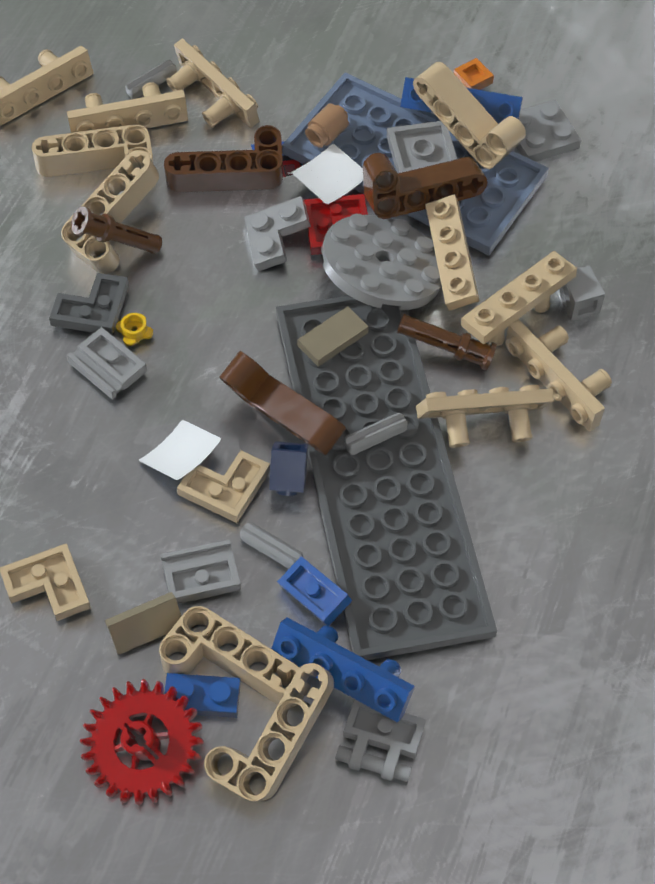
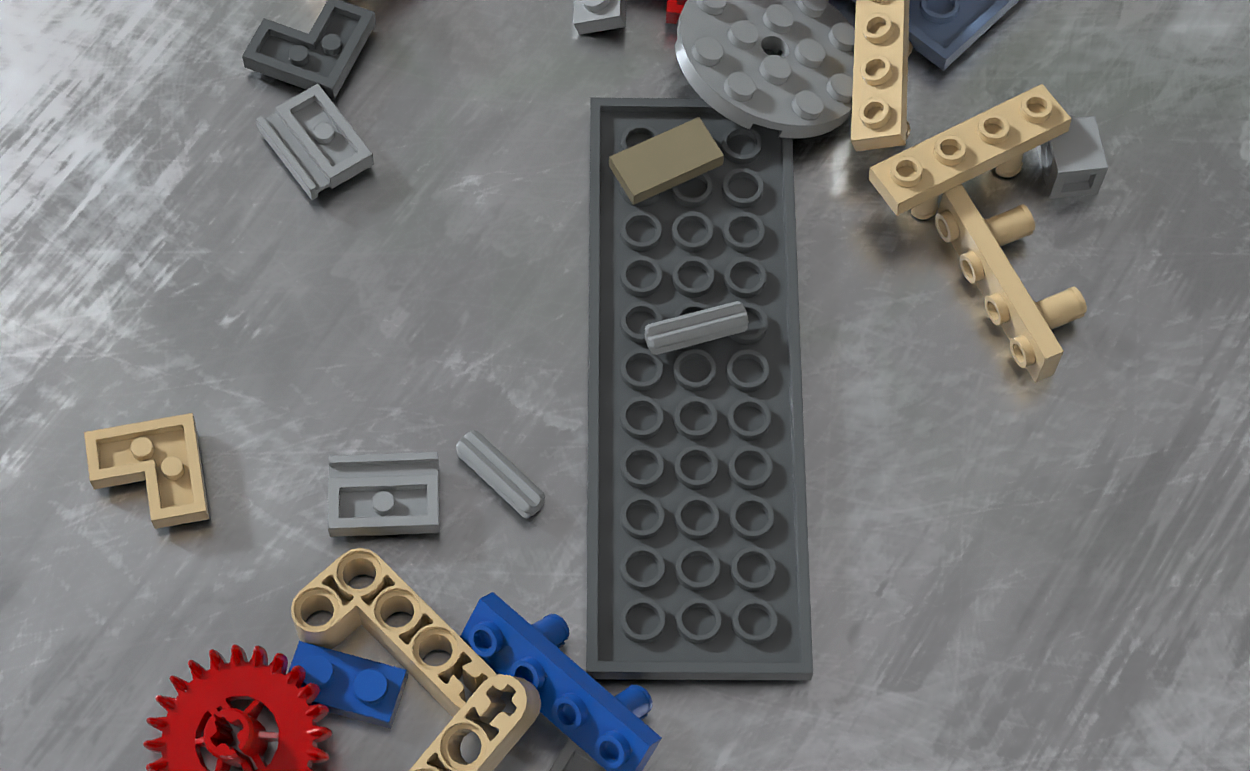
camera: 10 degrees right, 5 degrees up
(130, 322) = (364, 83): yellow plate -> none
(143, 623) = (279, 557): dark tan tile -> none
(181, 450) = (396, 300): white sticker -> none
(229, 493) = (455, 379): tan plate -> none
(282, 404) = (561, 255): reddish brown beam -> none
(288, 468) = (551, 357): dark blue brick -> none
(314, 591) = (547, 558): blue plate -> none
(460, 345) = (863, 210): reddish brown pin -> none
(498, 400) = (900, 308): tan plate -> none

